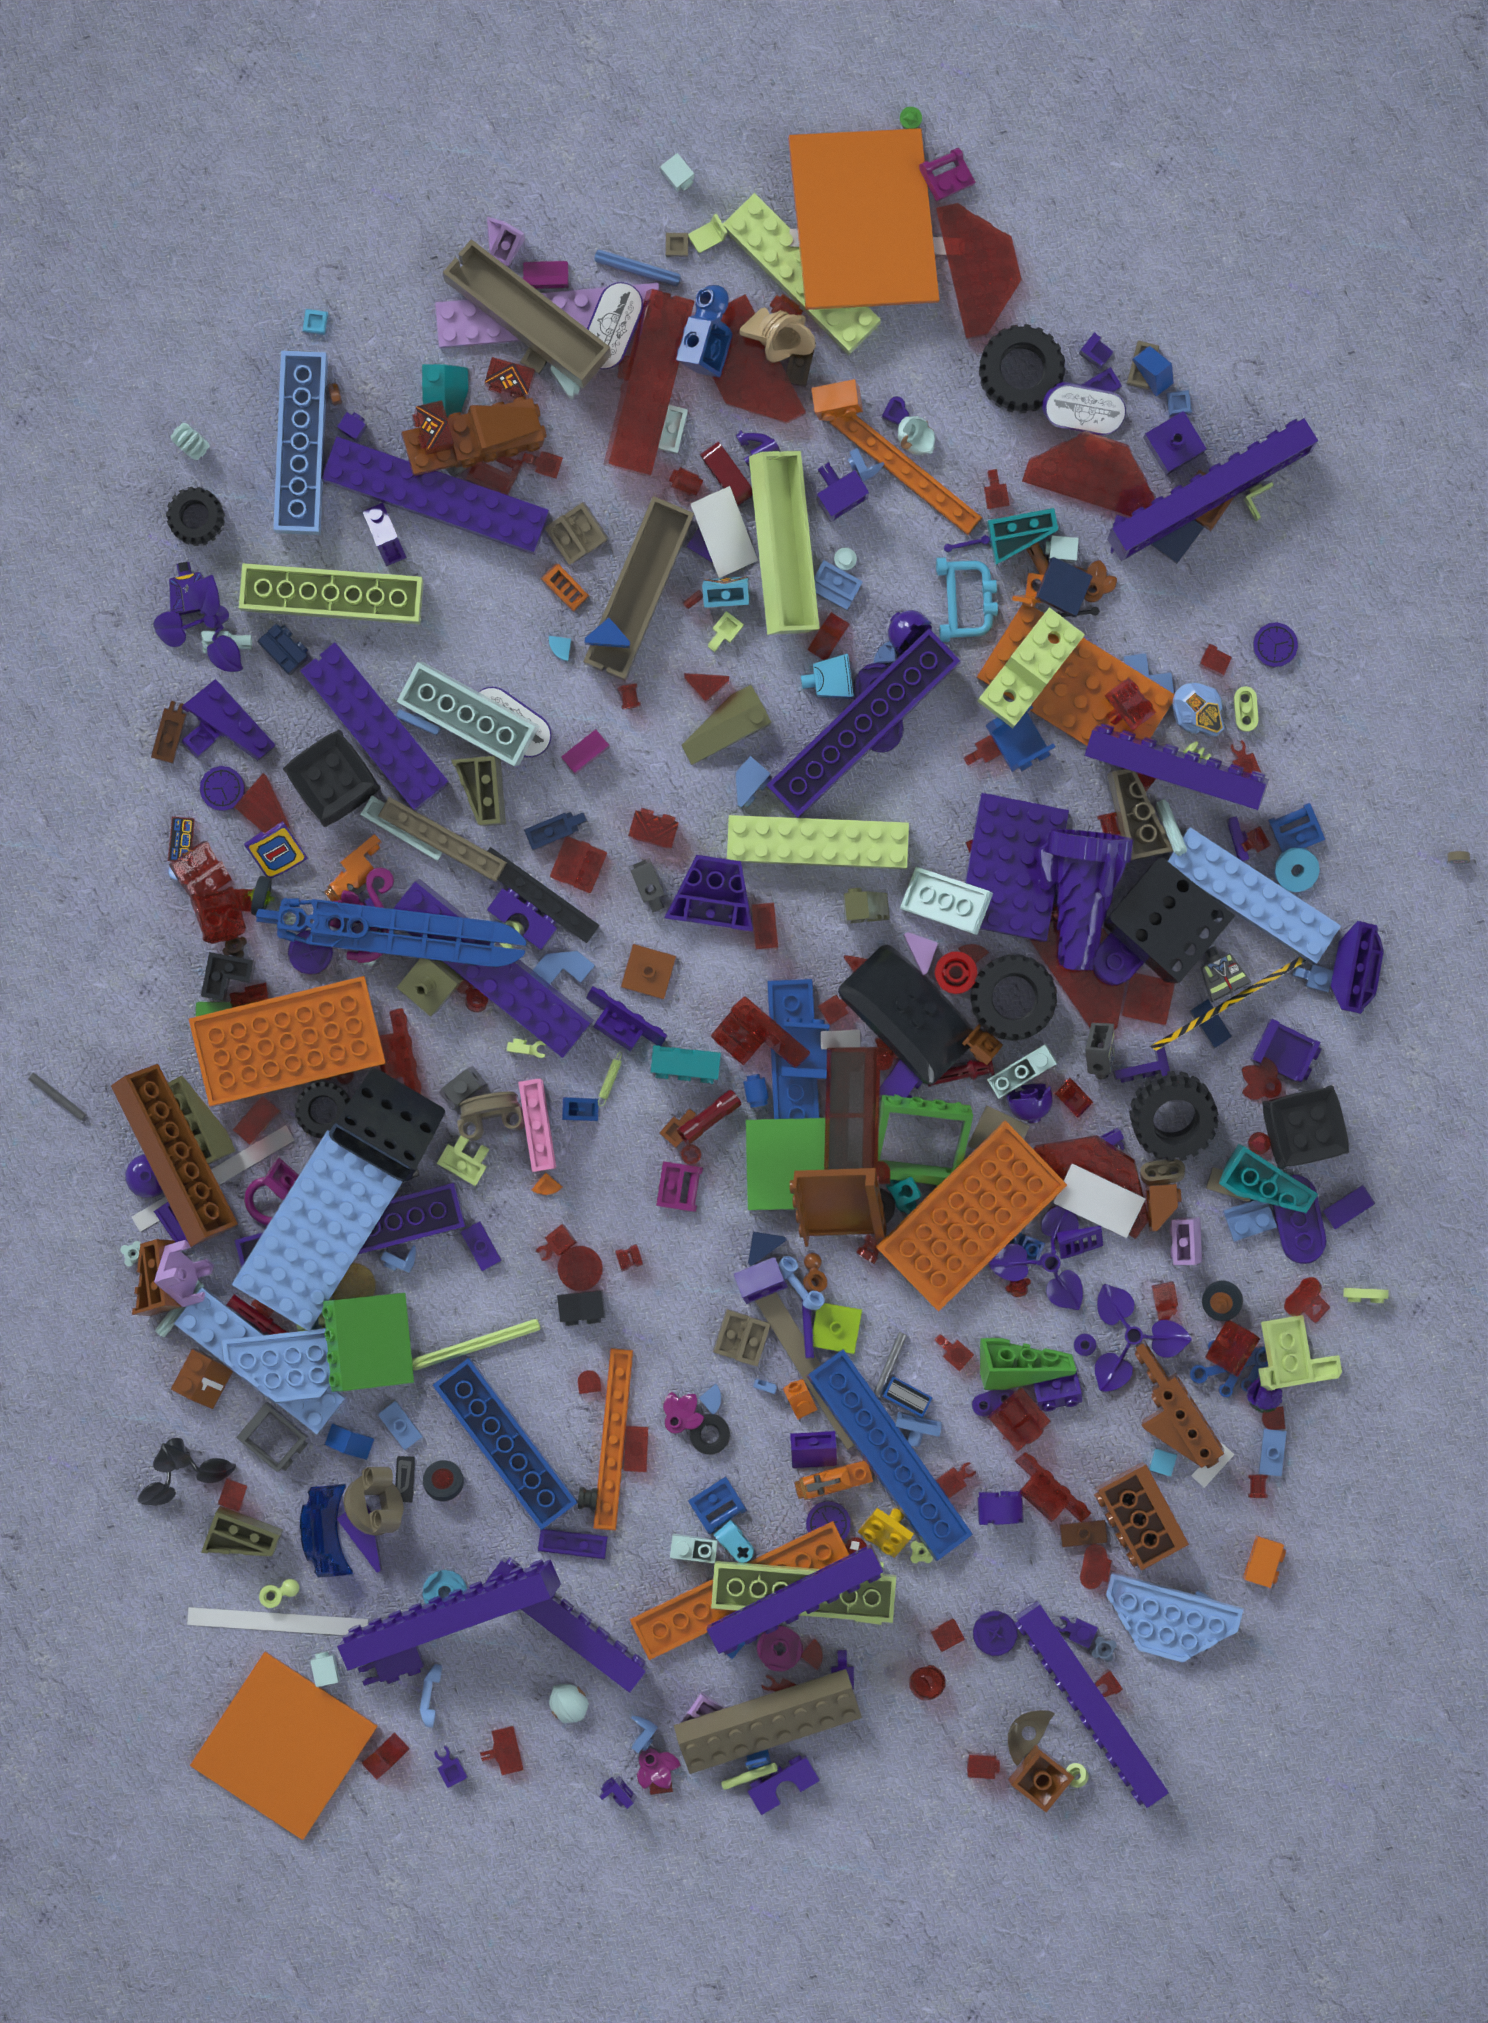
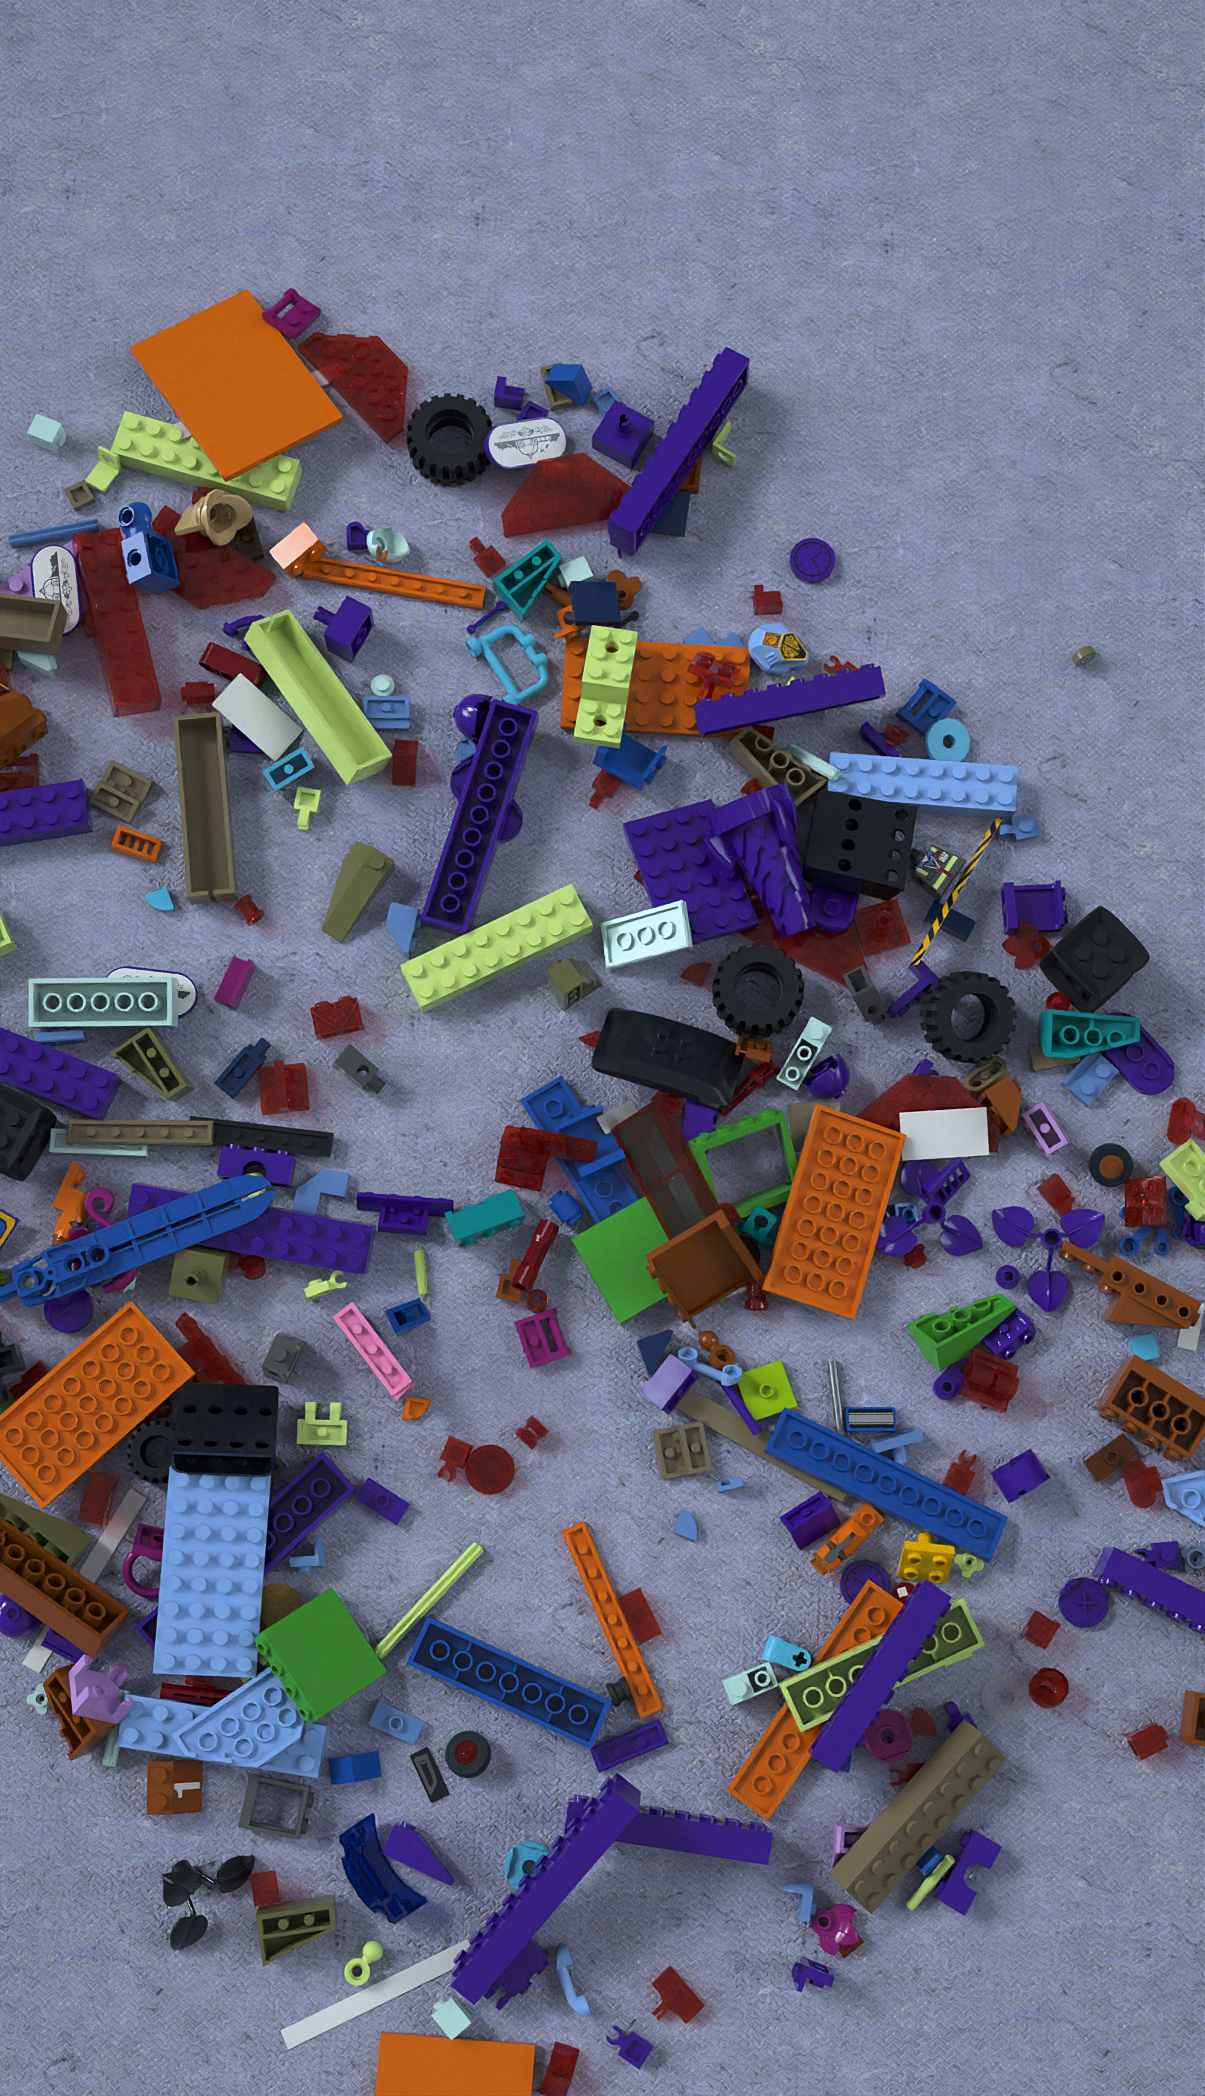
camera: 30 degrees left, 10 degrees down
(374, 1482) = (400, 1794): dark tan piece -> none
(486, 1107) = (318, 1360): dark tan piece -> none
(547, 463) = (60, 744): clear red plate -> none
(568, 1703) = (712, 1910): light aqua hair -> none
(581, 1306) = (511, 1505): black brick -> none
(589, 1382) = (558, 1576): clear red tile -> none
(607, 635) = (197, 859): blue slope -> none
(648, 971) = (403, 1152): dark orange plate -> none
(672, 429) = (161, 654): light aqua plate -> none
(684, 1410) = (664, 1551): magenta plate -> none
(693, 599) = (261, 792): clear red tile -> none
(706, 685) = (315, 862): clear red slope -> none
(712, 1499) = (741, 1622): blue plate -> none
(713, 895) = (425, 1047): dark purple wedge -> none
(717, 1446) = (687, 1561): black tyre -> none
(764, 926) = (490, 1050): clear red brick -> none
(799, 1398) = (770, 1478): orange bracket -> none
(830, 678) = (428, 796): medium azure torso -> none
(833, 1009) = (597, 1091): clear red plate -> none
(857, 463) = (342, 591): medium blue plate -> none
(910, 118) = (232, 285): bright green tile -> none
(922, 950) = (647, 994): lavender slope -> none
(955, 1353) = (892, 1351): clear red plate -> none
(956, 972) = (692, 995): red piece -> none
(1017, 1744) = (1171, 1700): dark tan piece -> none
(1047, 1493) = (1055, 1437): clear red bracket -> none
(1073, 1097) = (863, 1053): clear red slope -> none
(1246, 709) = (820, 628): yellowish green plate -> none
(1349, 1207) = (1173, 1016): dark purple slope -> none
(1357, 967) = (1051, 796): dark purple wedge -> none

